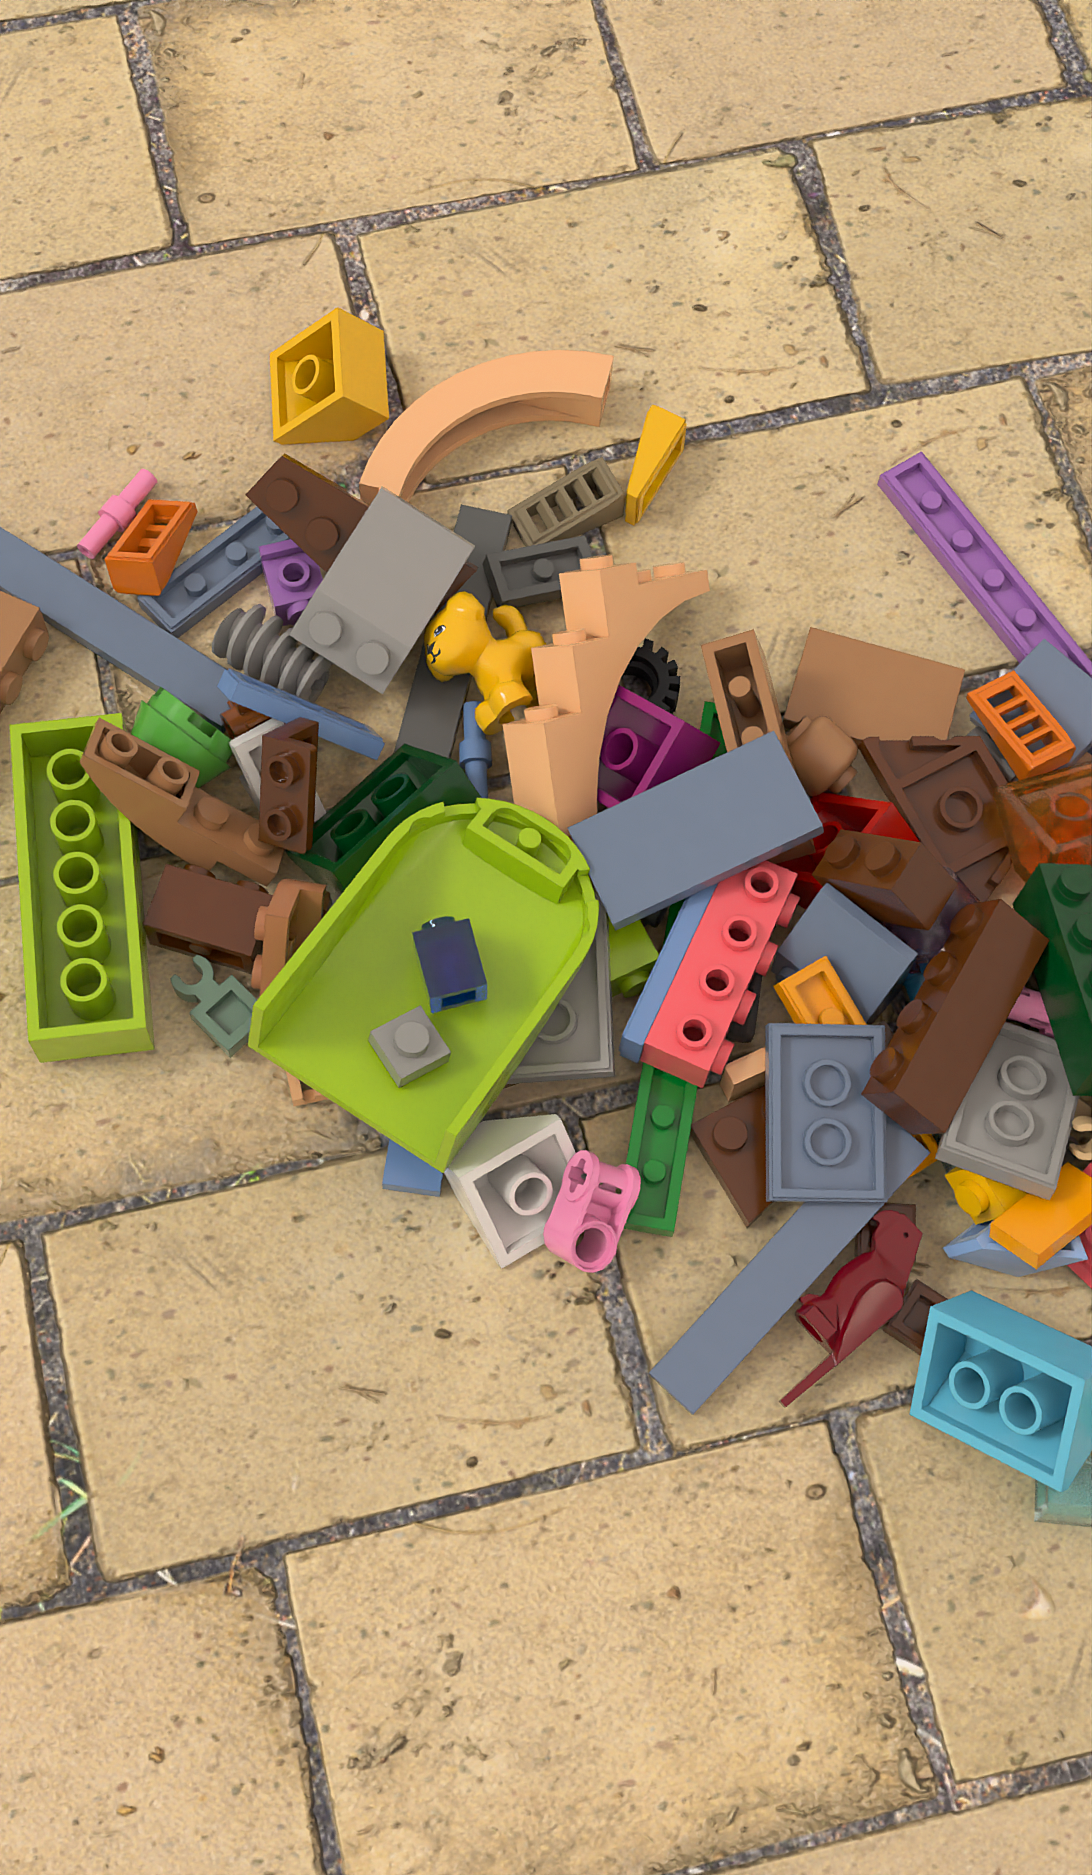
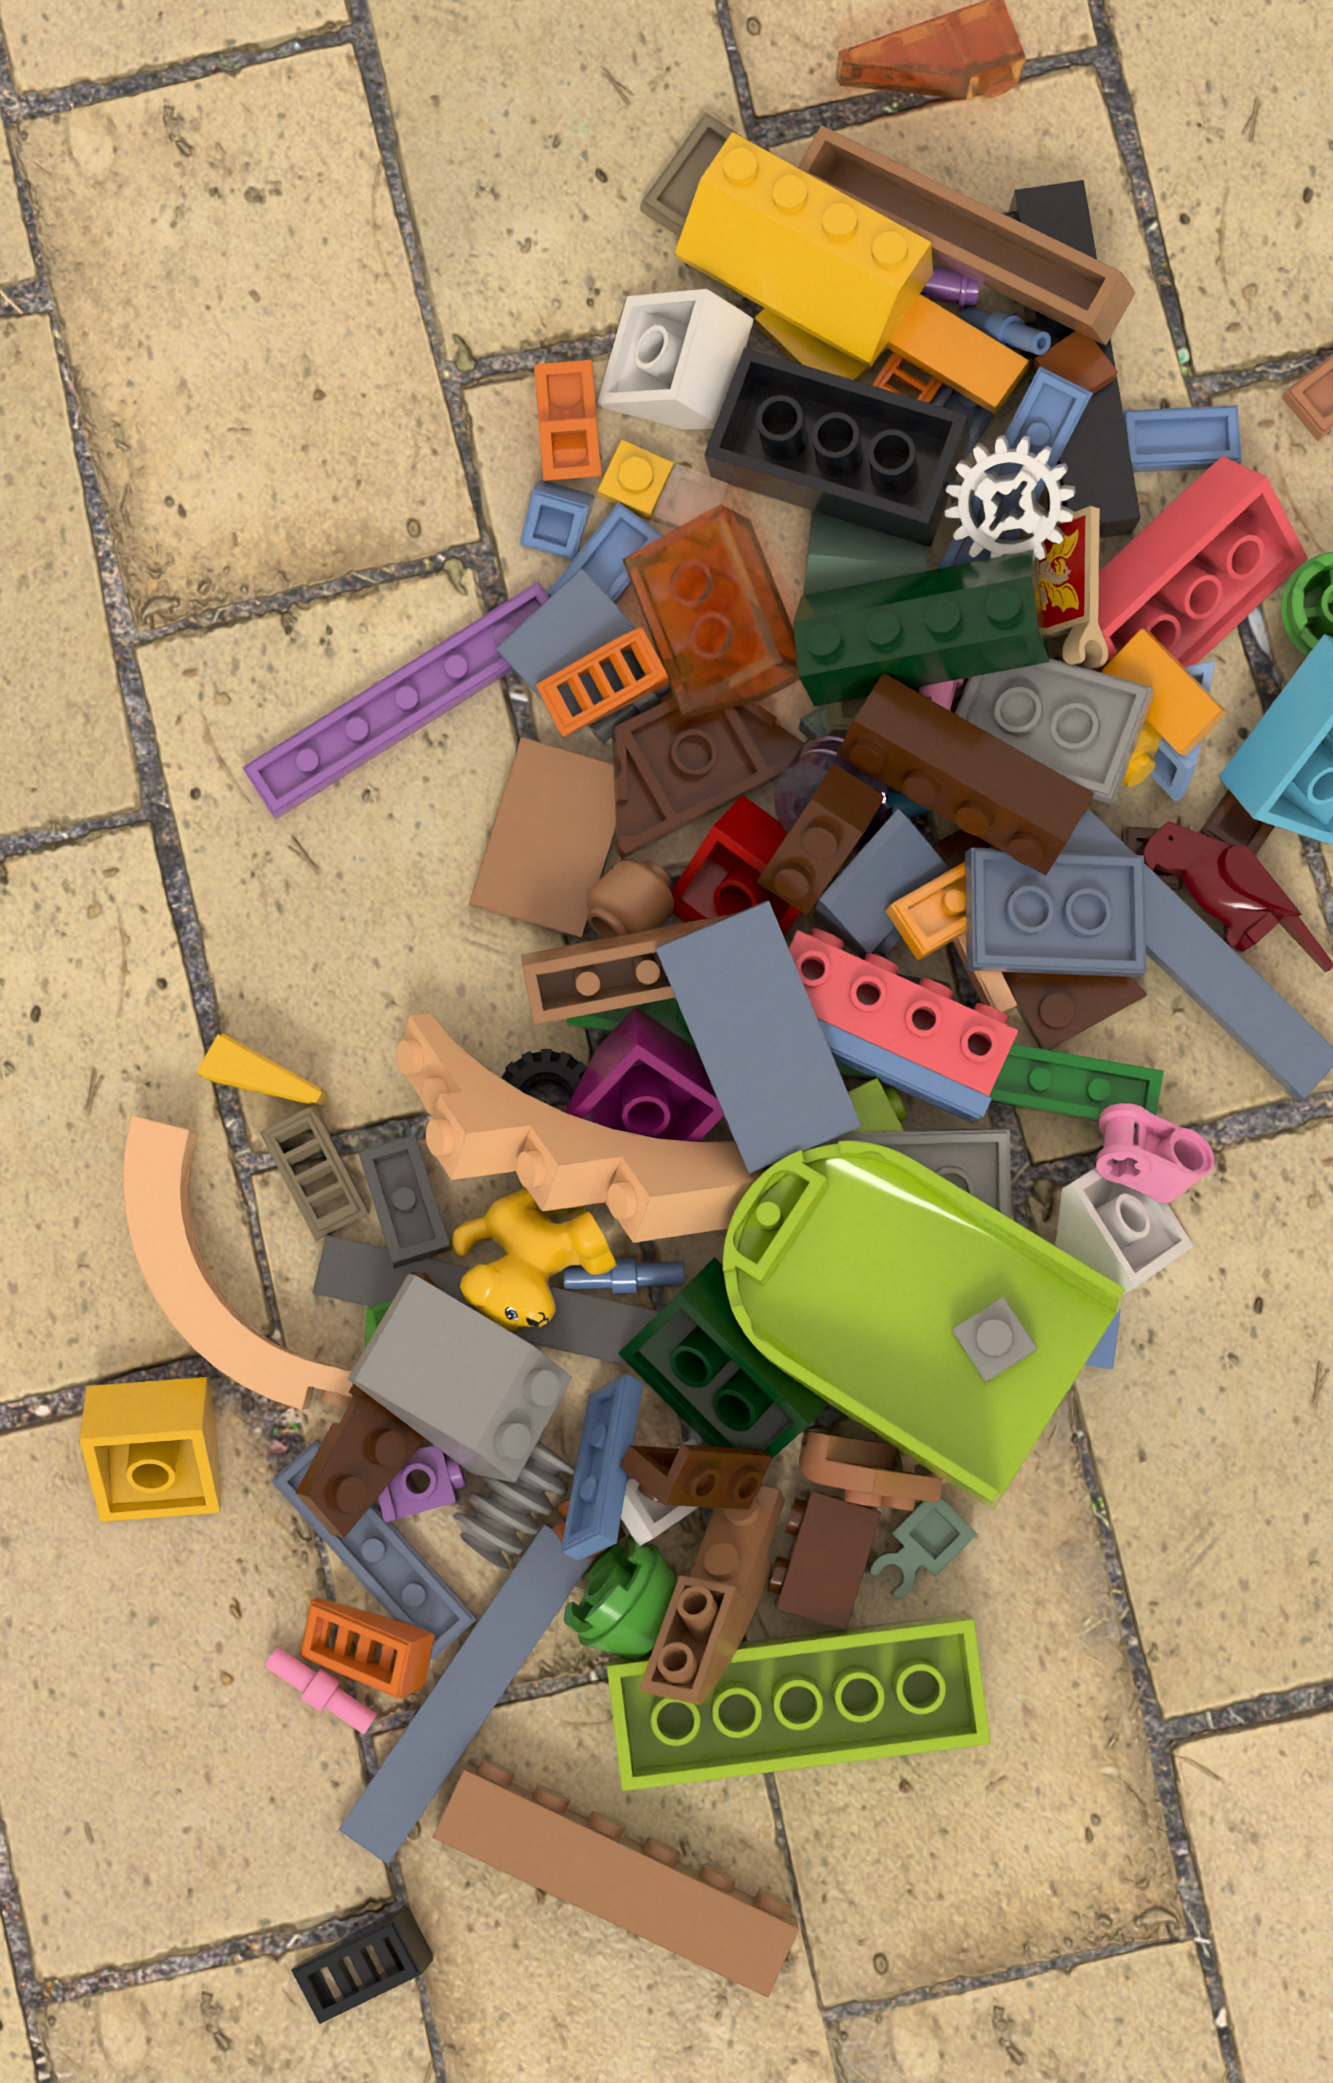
camera: 85 degrees left, 15 degrees up
(449, 963) = (908, 1299): clear blue brick -> none

